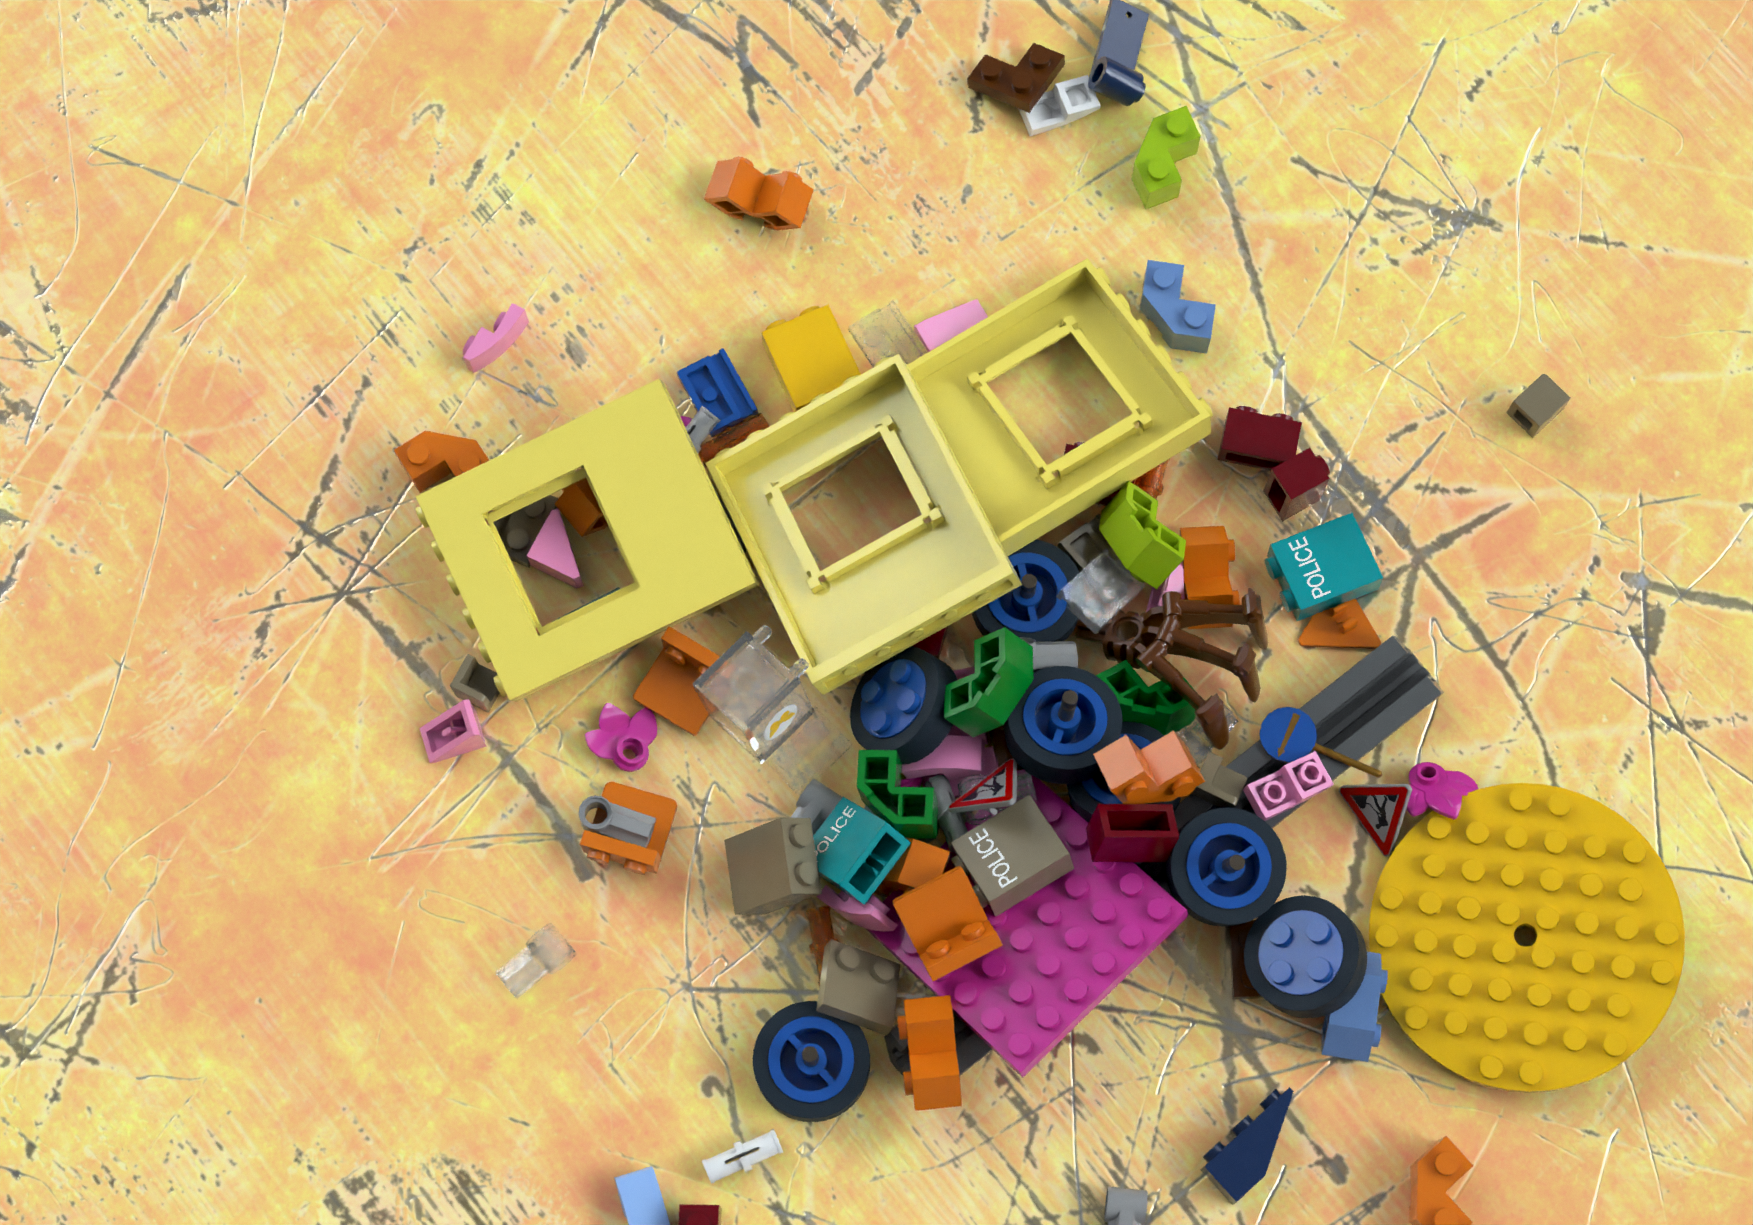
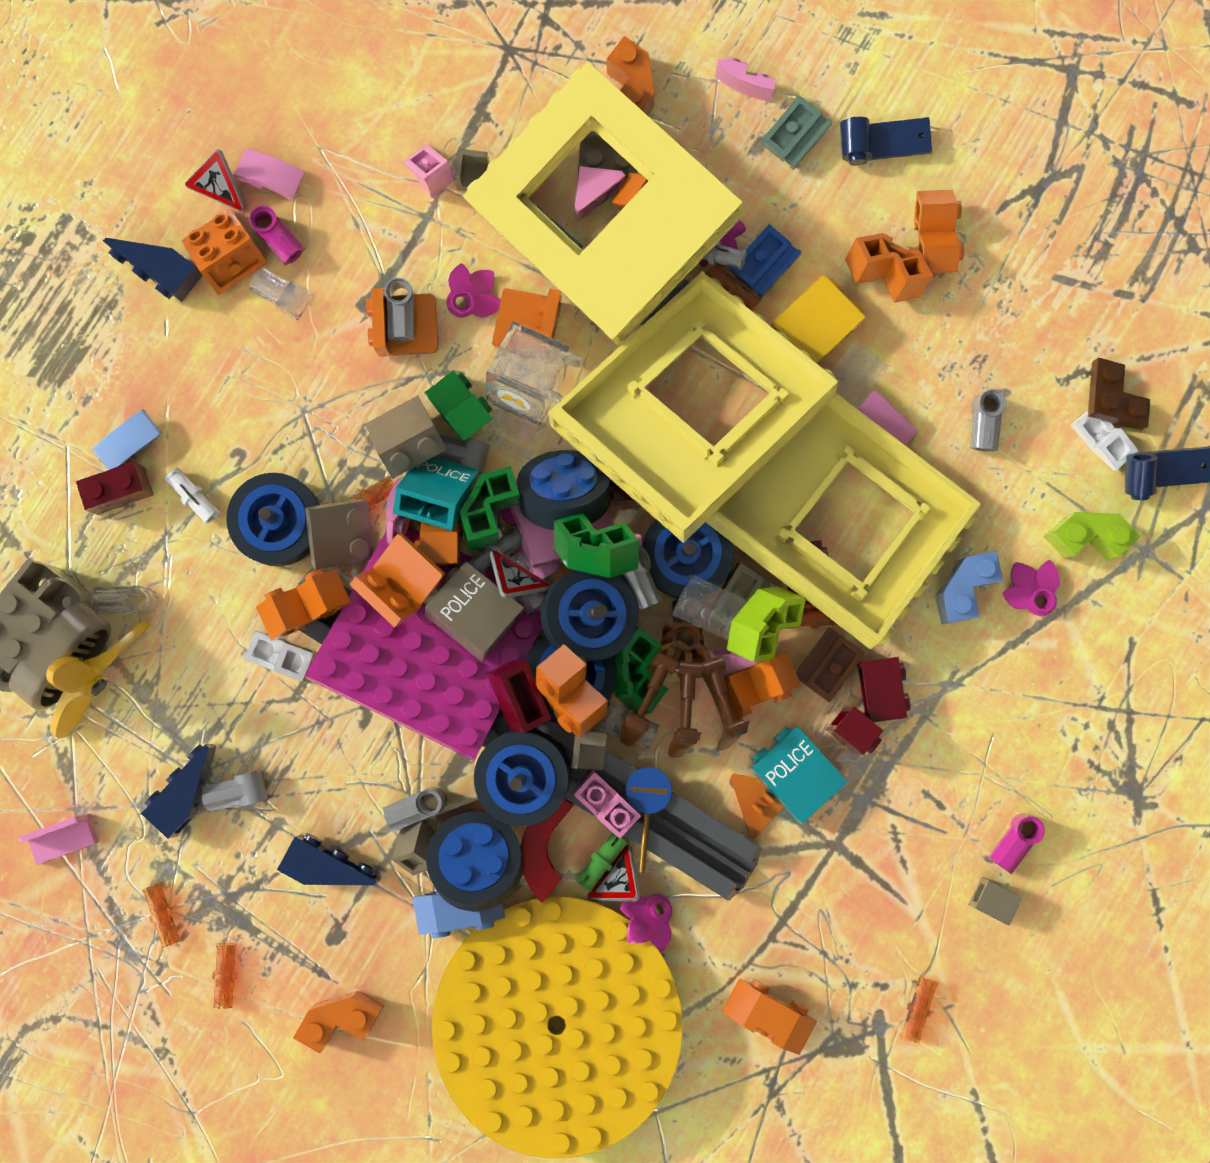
camera: 70 degrees right, 10 degrees up
(367, 991) = (216, 182): none -> piece
(380, 924) = (269, 172): none -> bright pink slope
(447, 1092) = (161, 264): none -> dark blue slope
(453, 1013) = (223, 251): none -> orange bracket
(466, 942) = (276, 236): none -> dark pink piece
(580, 305) = (796, 132): none -> sand green plate
(627, 213) = (883, 140): none -> dark blue door
(751, 798) = (458, 405): none -> green brick
(789, 247) = (901, 269): none -> orange brick
(976, 1119) = (278, 656): none -> white slope
(997, 221) = (987, 424): none -> light grey piece
(1195, 240) = (1032, 583): none -> dark pink plate
(1210, 488) = (829, 664): none -> reddish brown plate
(1216, 1021) = (412, 809): none -> light grey piece
(1264, 1031) = (412, 847): none -> dark tan panel
(1346, 892) = (538, 869): none -> red arch
(1351, 822) = (601, 862): none -> bright green pin
(1481, 362) = (1014, 845): none -> dark pink piece
(1588, 694) = (761, 1012): none -> orange brick
(1633, 530) = (919, 1010): none -> clear orange pin

